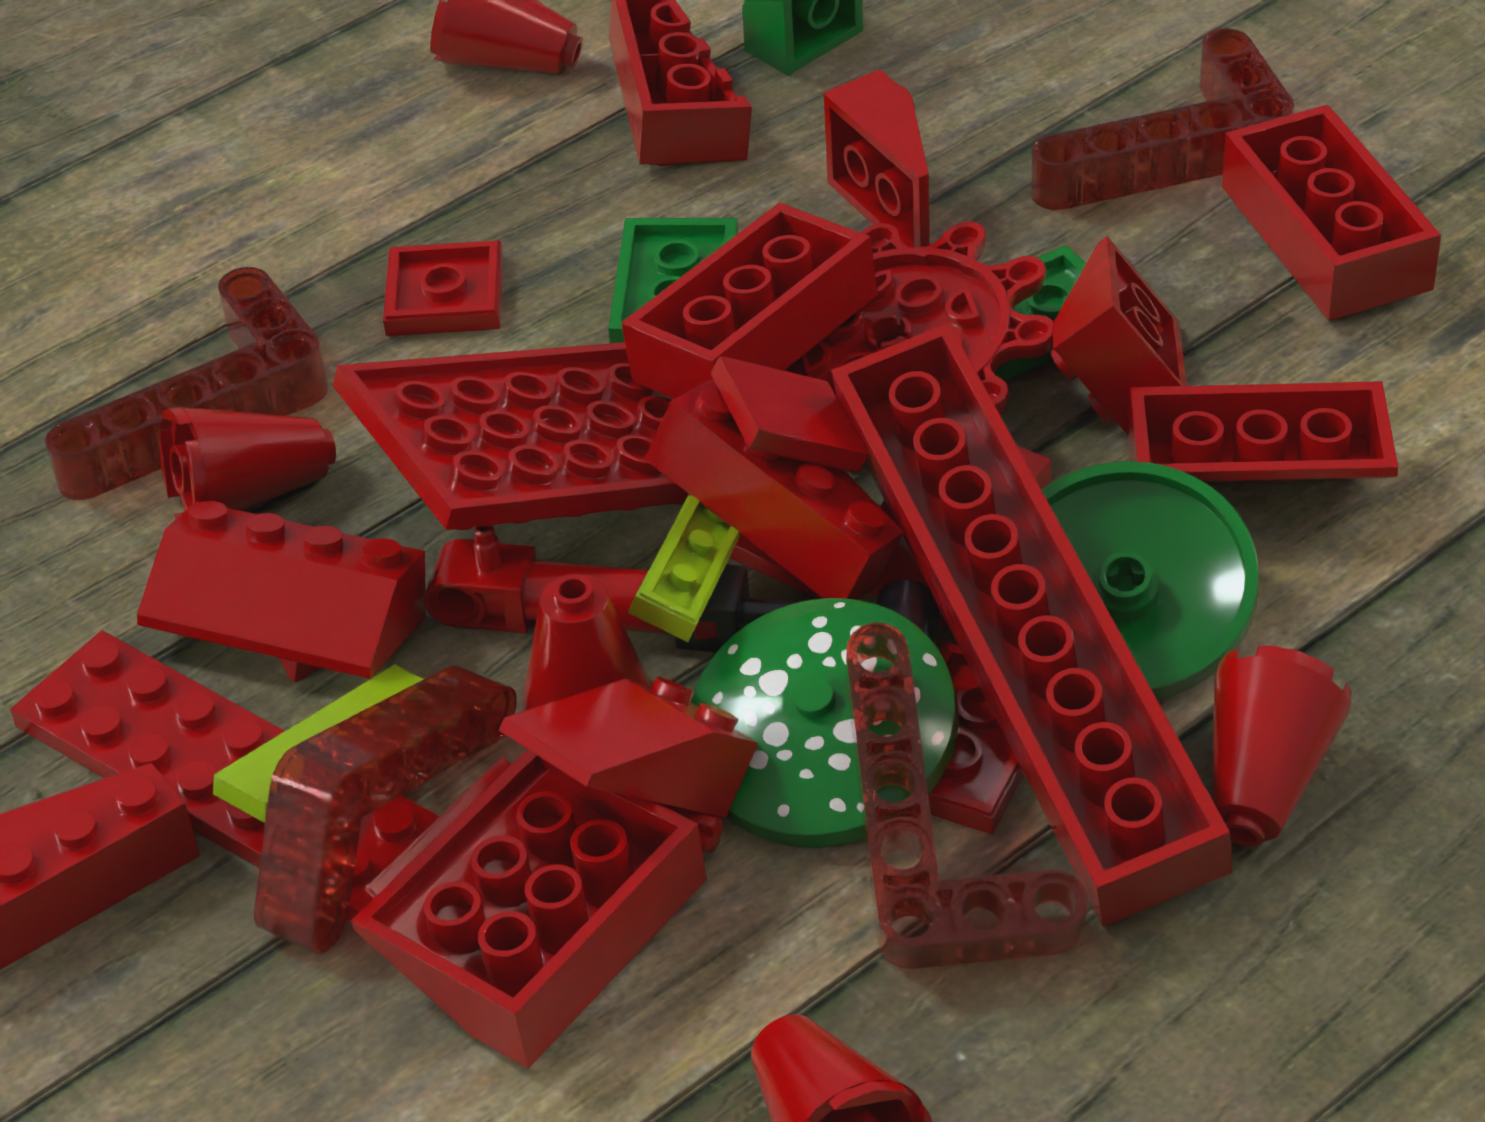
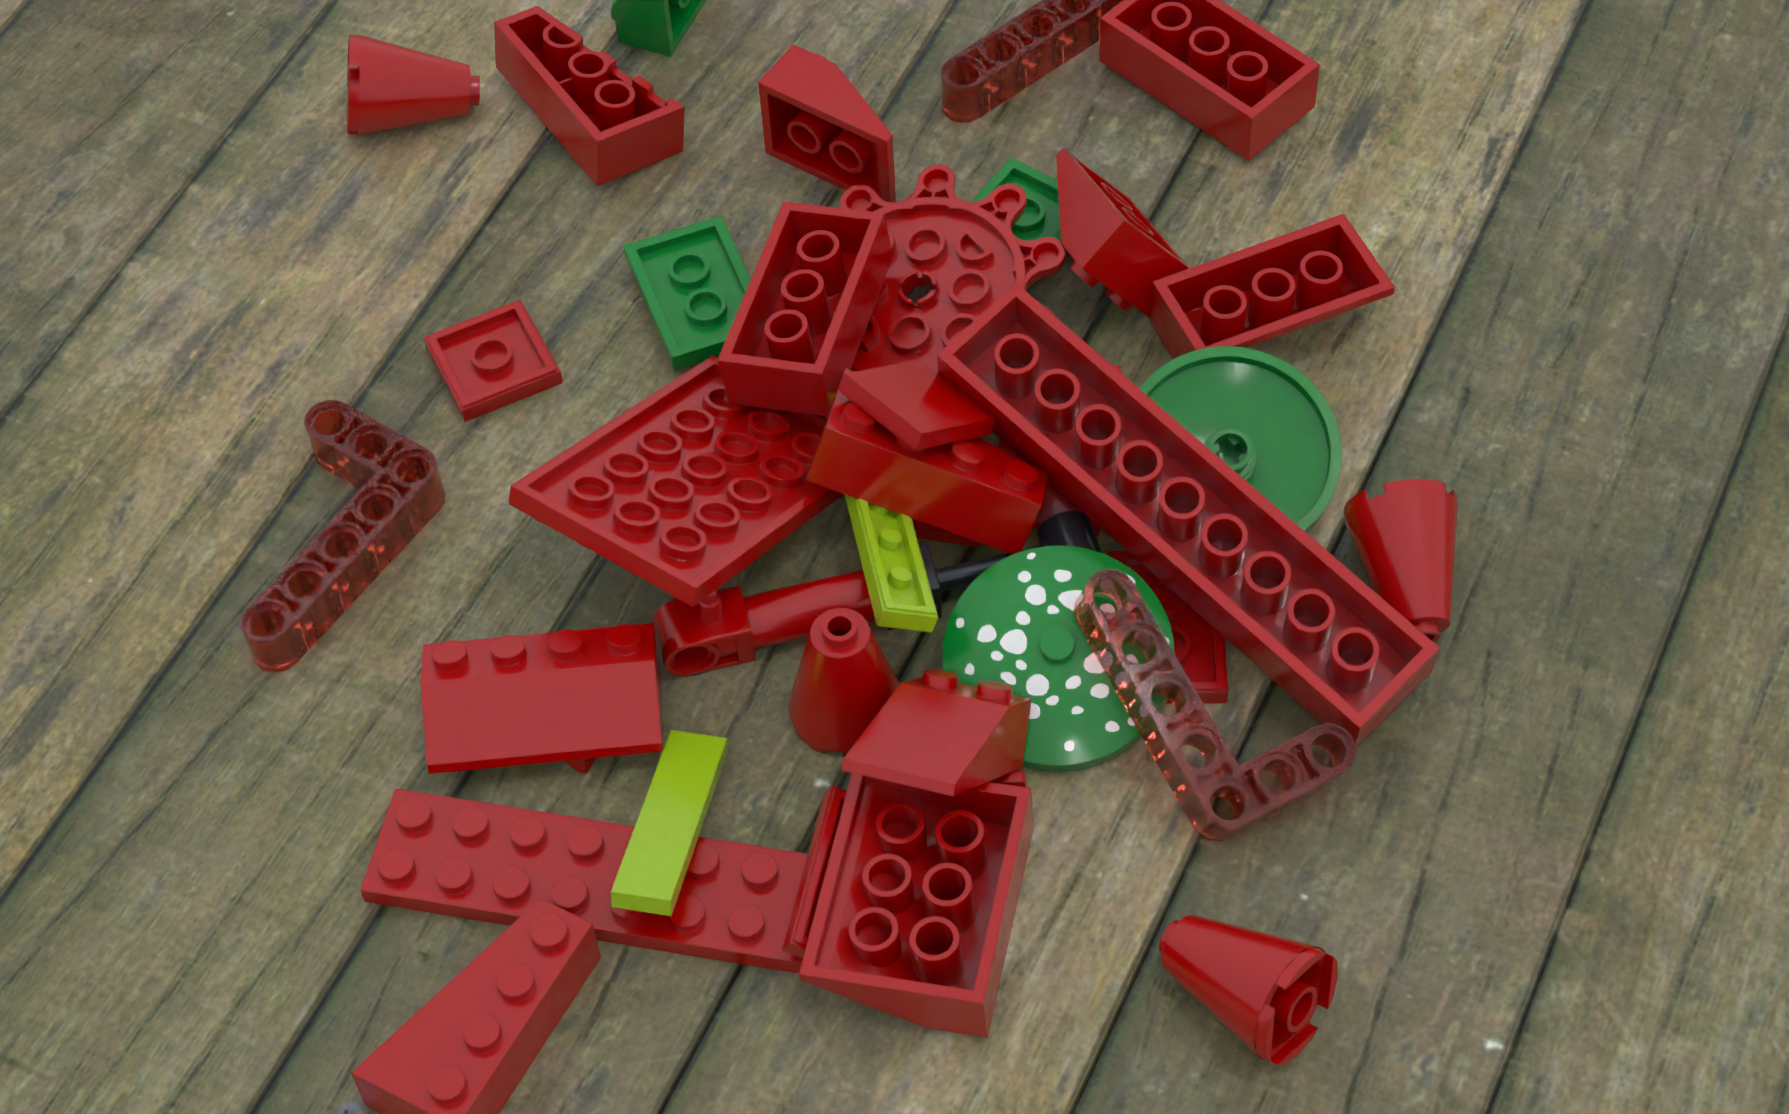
camera: 25 degrees left, 10 degrees up
(240, 456) = (422, 592): red cone -> none
(346, 774) = (734, 859): clear red beam -> none

